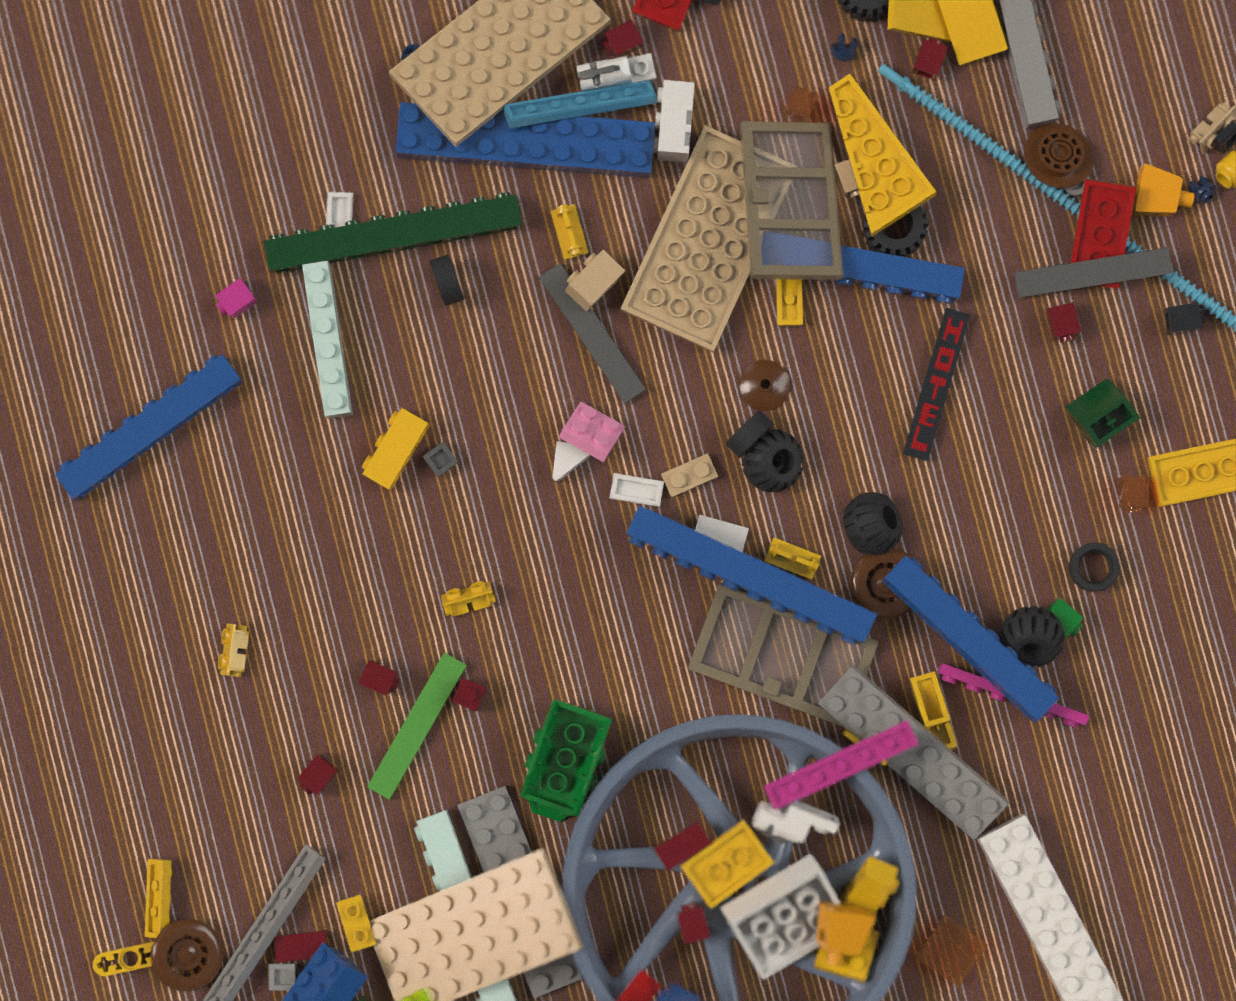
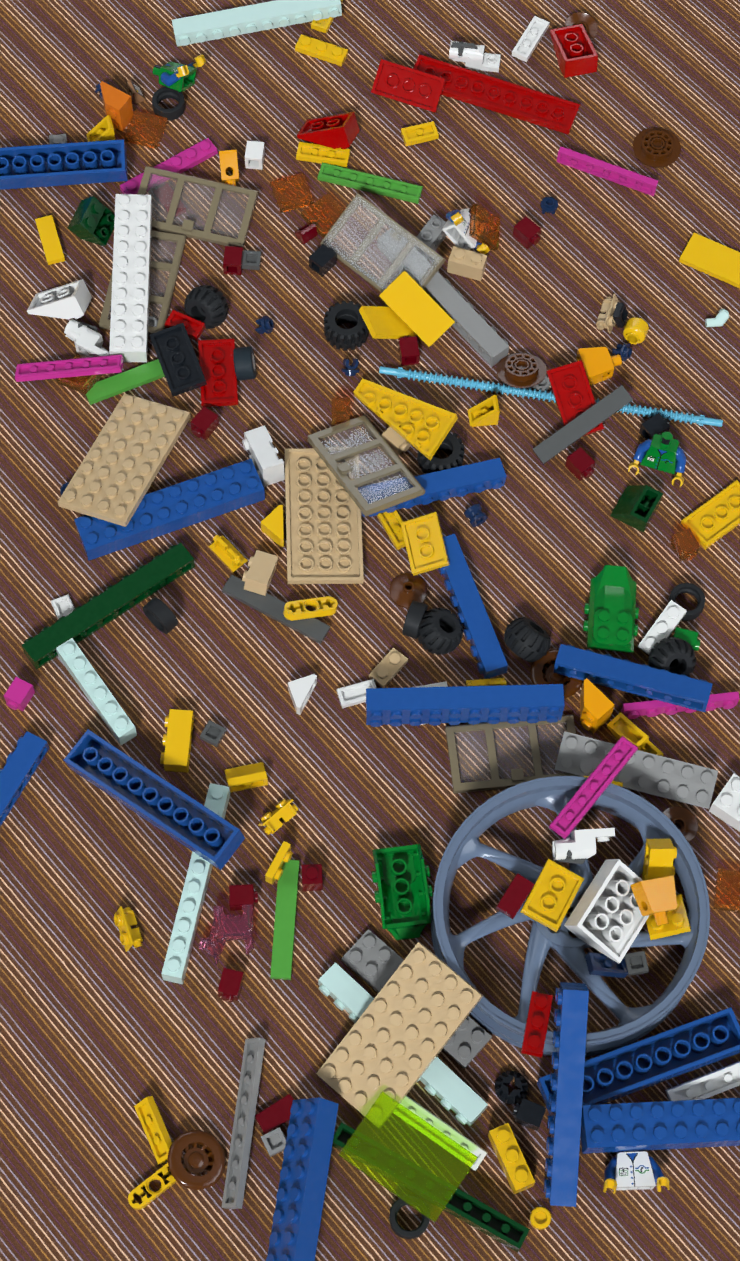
camera: 30 degrees left, 20 degrees down
(328, 517) = (154, 799): none -> blue brick
(334, 635) = (192, 899): none -> light aqua brick
(346, 708) = (229, 928): none -> clear pink animal
(355, 923) = (310, 1075): yellow hinge -> none
(430, 668) = (275, 870): none -> yellow plate
(454, 530) = (246, 777): none -> yellow panel
(579, 103) = (195, 469): dark azure tile -> none
(591, 431) = (308, 666): bright pink plate -> none
(616, 72) = (209, 444): white plate -> none
(616, 344) = (317, 603): none -> yellow beam
(643, 223) = (273, 526): none -> yellow slope
(693, 922) = (550, 945): dark red brick -> none
(742, 970) = (604, 966): none -> dark blue plate
(784, 984) = (636, 963): none -> dark grey plate
(811, 340) = (424, 543): none -> yellow tile
(826, 444) = (472, 612): none -> blue brick
(896, 328) = (475, 515): none -> dark blue wheel
(904, 650) = (594, 707): none -> light orange slope
(936, 384) = (520, 539): black tile -> none
(940, 840) = (684, 819): none -> reddish brown dish
(979, 193) = (484, 413): none -> yellow slope
(992, 540) = (611, 611): none -> green slope
(1045, 587) = (663, 626): none -> white plate
(1169, 359) = (661, 454): none -> torso

